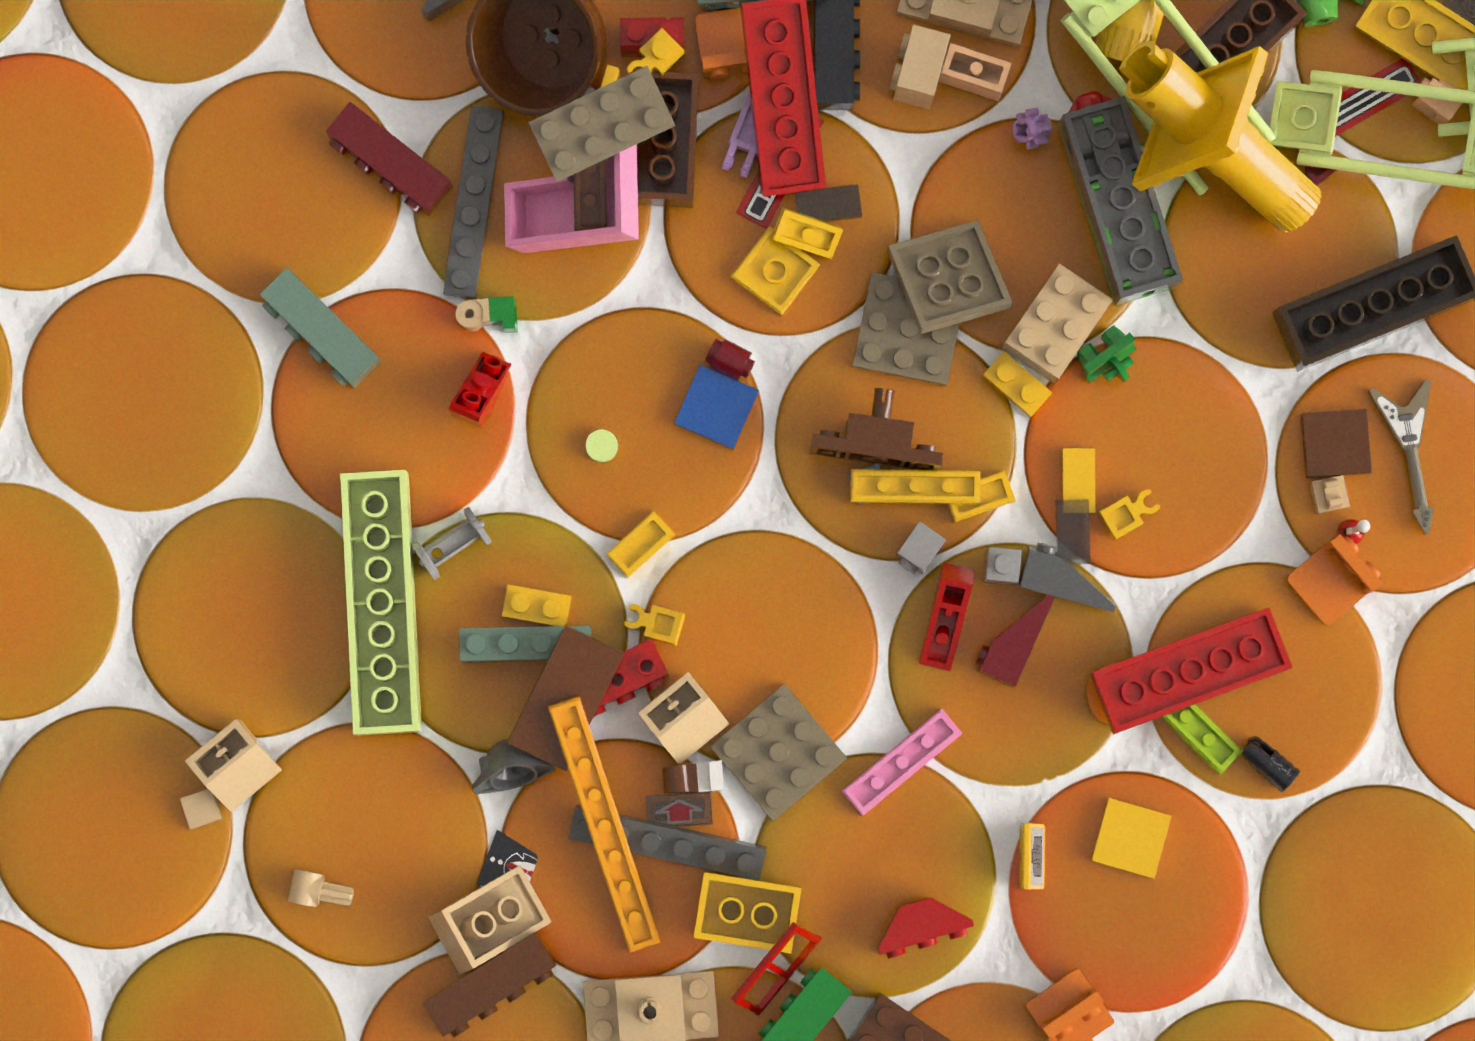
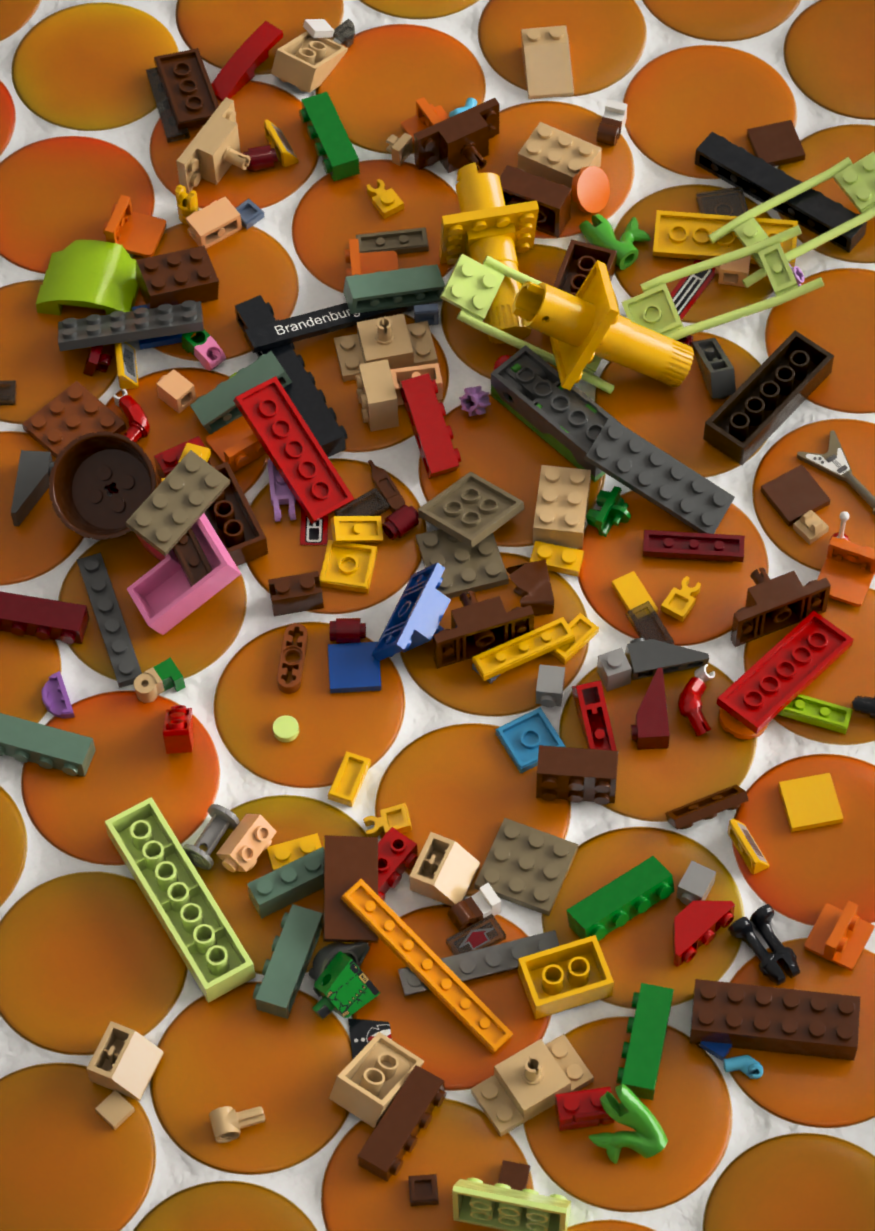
camera: 20 degrees left, 25 degrees down
(367, 272) = (56, 697): none -> medium lavender tile
(464, 736) = (289, 961): none -> sand green brick
(485, 572) = (246, 843): none -> light nougat brick
(503, 803) = (343, 988): none -> green torso
(658, 335) = (297, 667): none -> dark orange beam
(695, 282) = (295, 593): none -> reddish brown brick
(767, 963) = (600, 998): red window -> none
(811, 388) = (415, 615): none -> blue brick
(855, 853) = (621, 900): none -> green brick
(863, 247) = (400, 522): none -> dark red brick
(864, 600) = (523, 737): none -> dark azure tile
(871, 190) = (386, 487): none -> reddish brown piece
(887, 681) = (576, 774): none -> reddish brown brick
(901, 762) = (618, 831): bright pink tile -> none
(947, 875) = (695, 883): none -> light grey brick
(957, 142) = (429, 426): none -> red brick
(970, 409) = (534, 585): none -> reddish brown piece
(977, 1003) = (760, 920): none -> black piece
(1012, 787) = (707, 807): none -> reddish brown plate
(1065, 648) = (690, 702): none -> red arm
(1181, 451) = (693, 545): none -> dark red plate
(1185, 351) = (658, 477): none -> dark grey plate
(1228, 582) = (777, 605): none -> reddish brown brick
(1338, 225) = (715, 368): none -> dark grey slope

